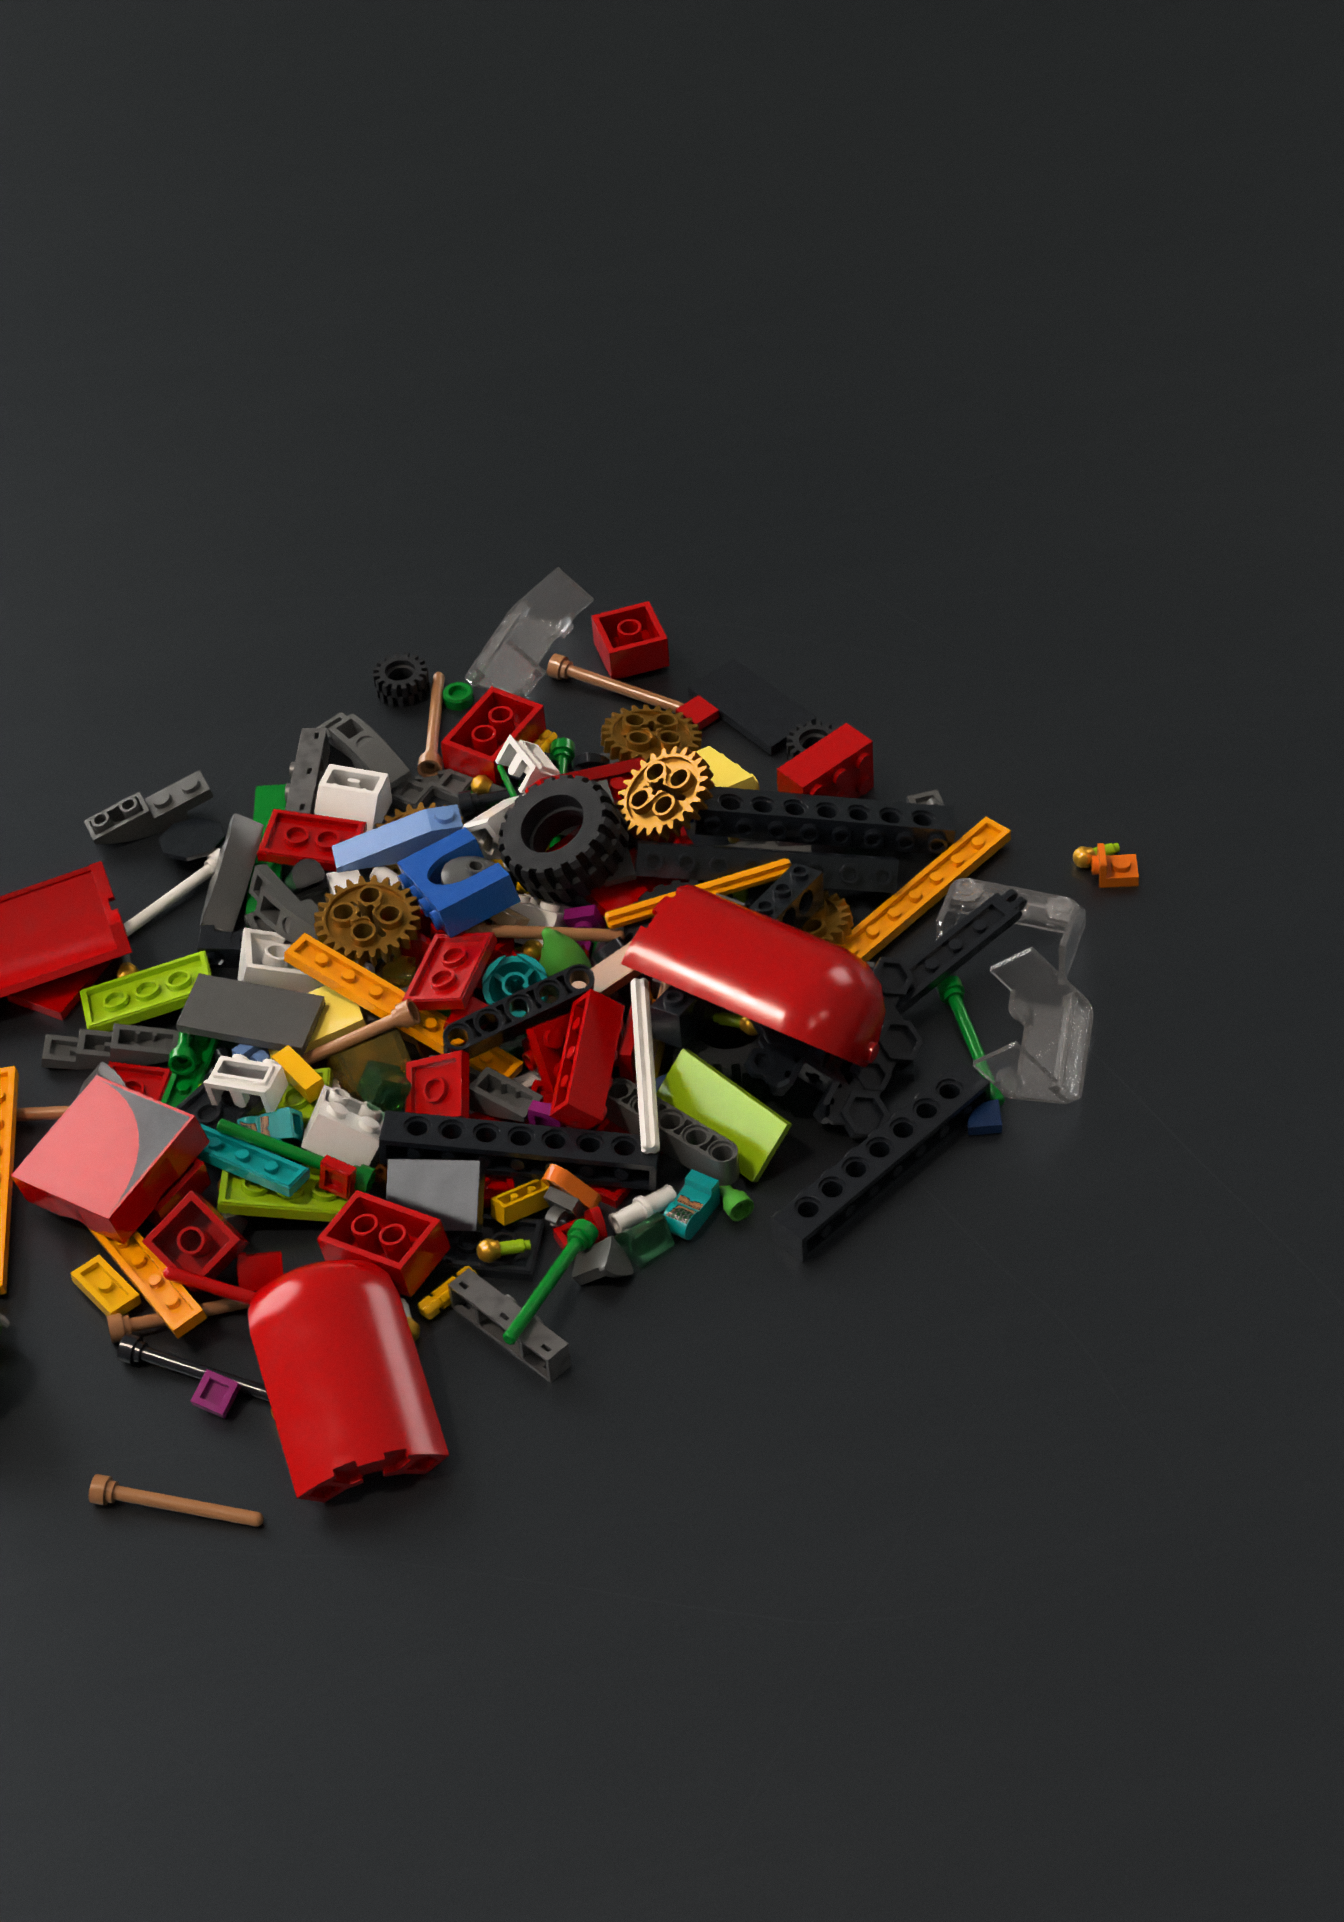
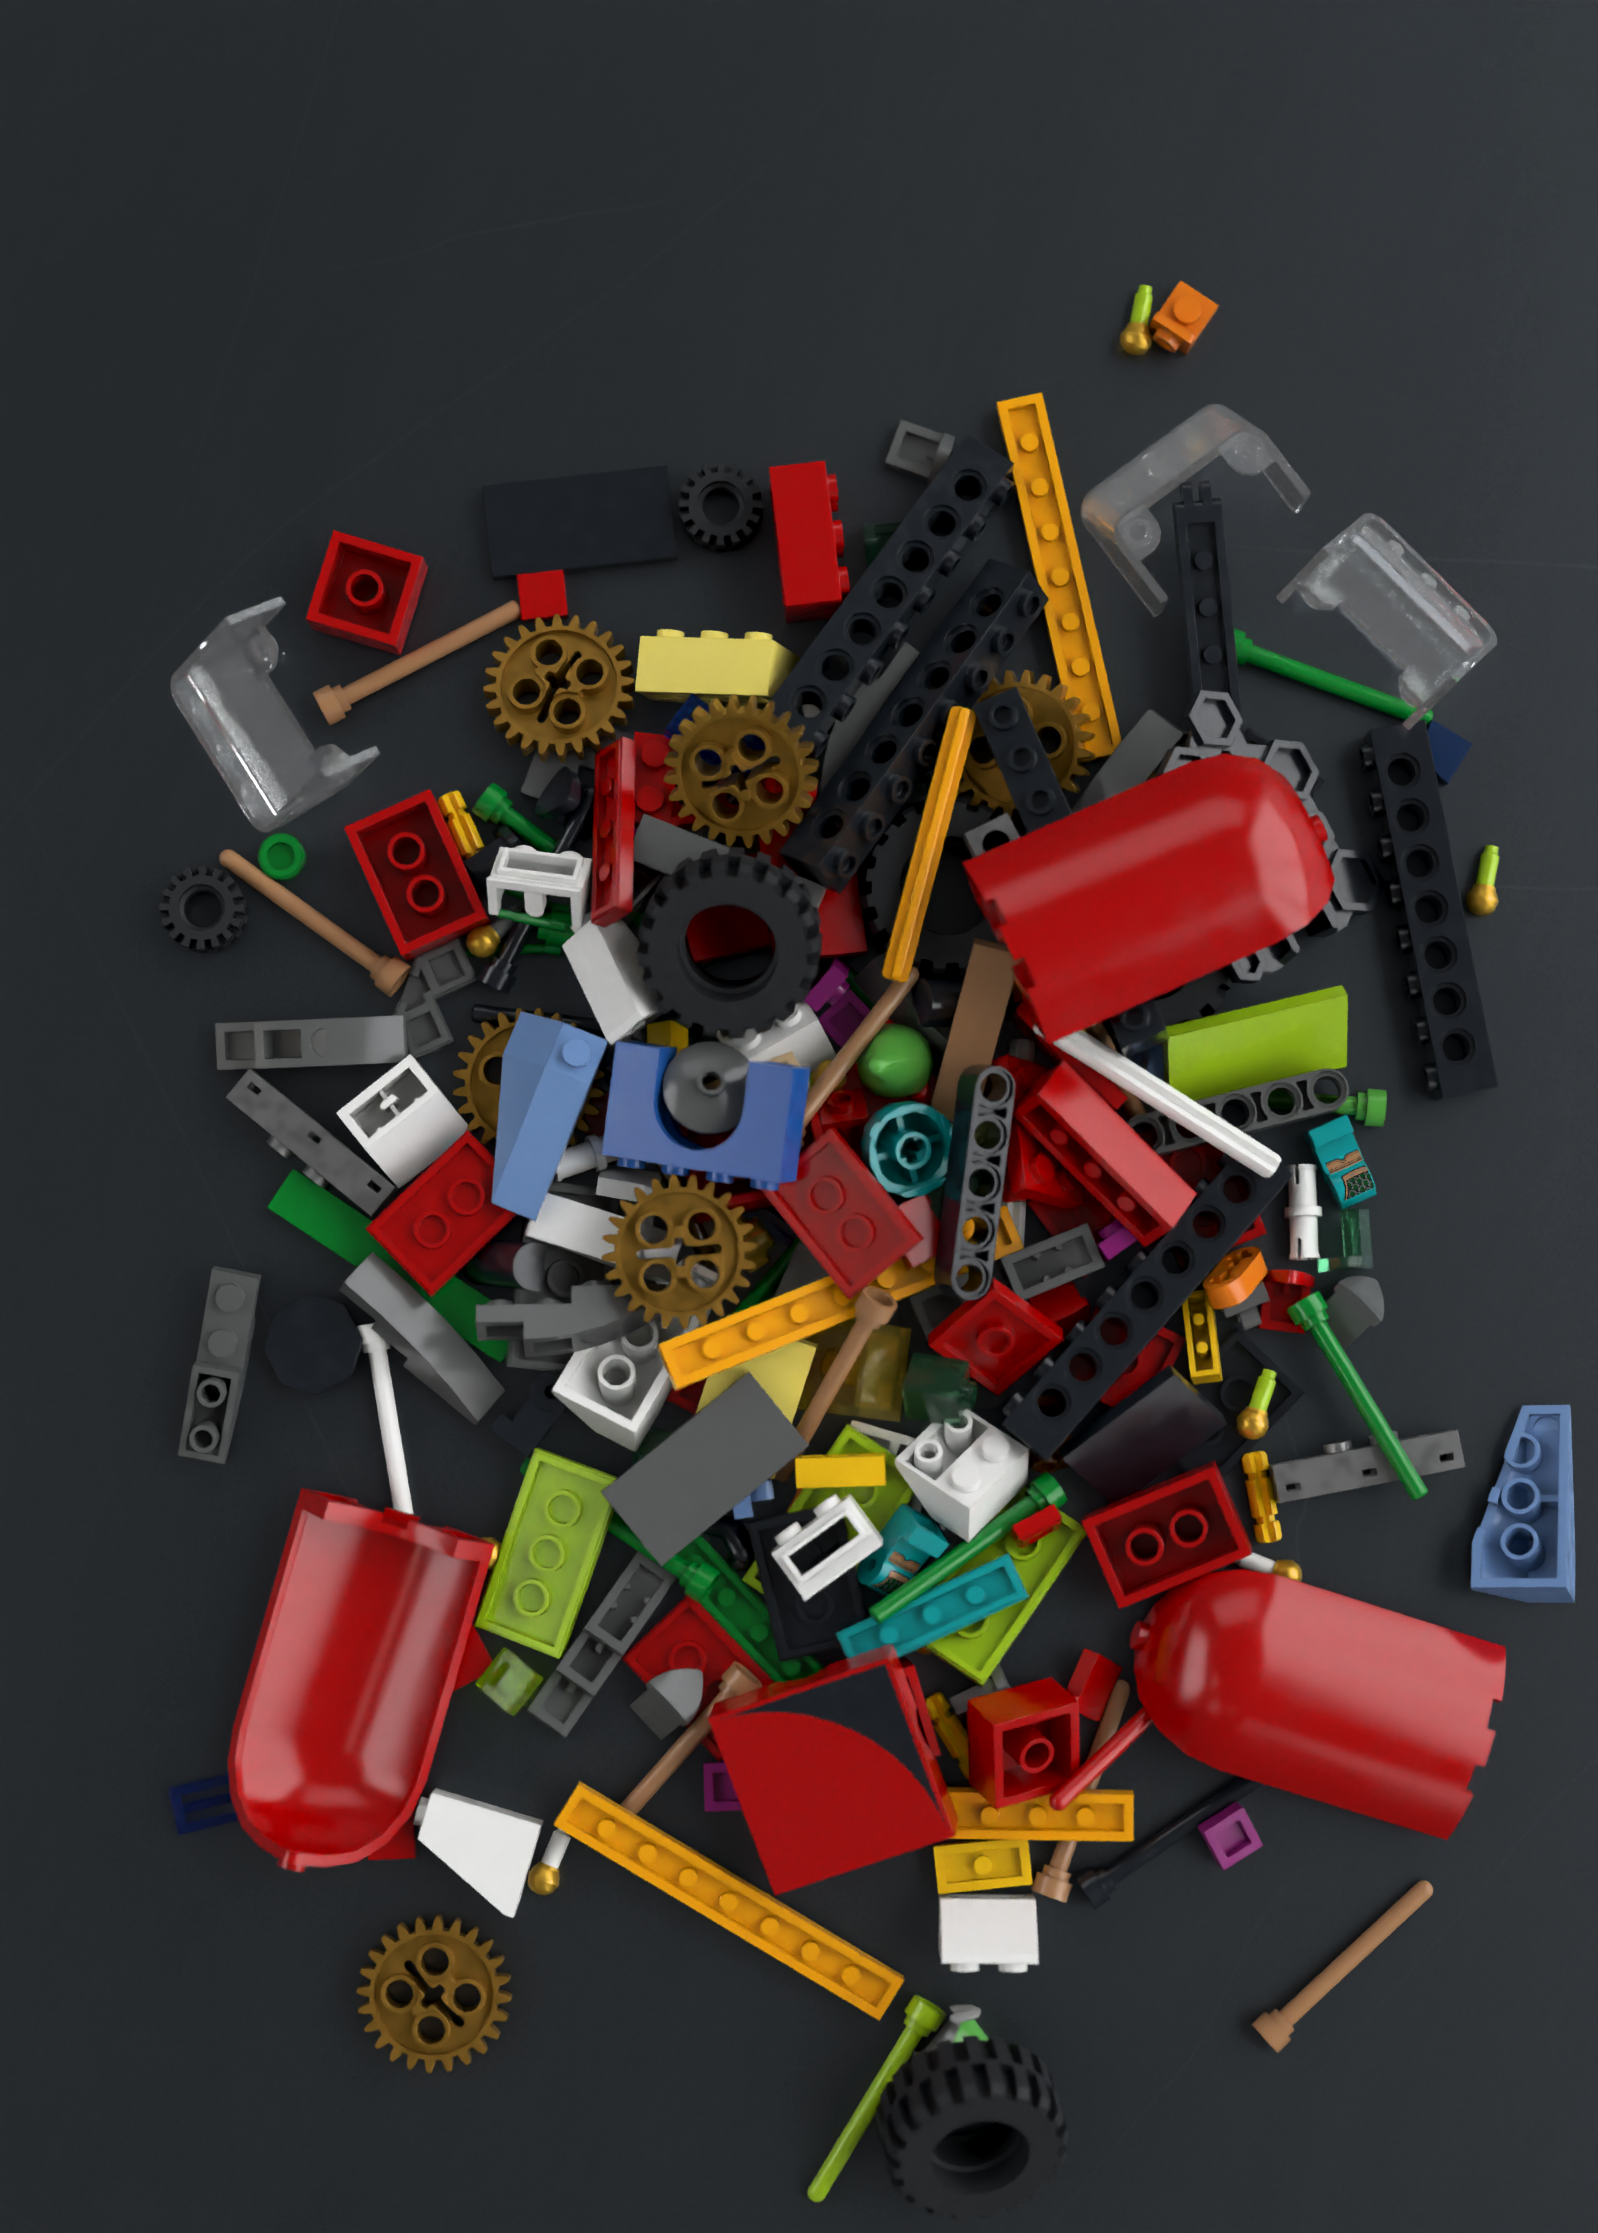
camera: 60 degrees left, 40 degrees up
(57, 1015) = (509, 1681): none -> clear neon green tile
(62, 1303) = (987, 1931): none -> white slope
(534, 1433) = (1529, 1525): none -> medium blue wedge
(914, 1184) = (1482, 896): none -> piece

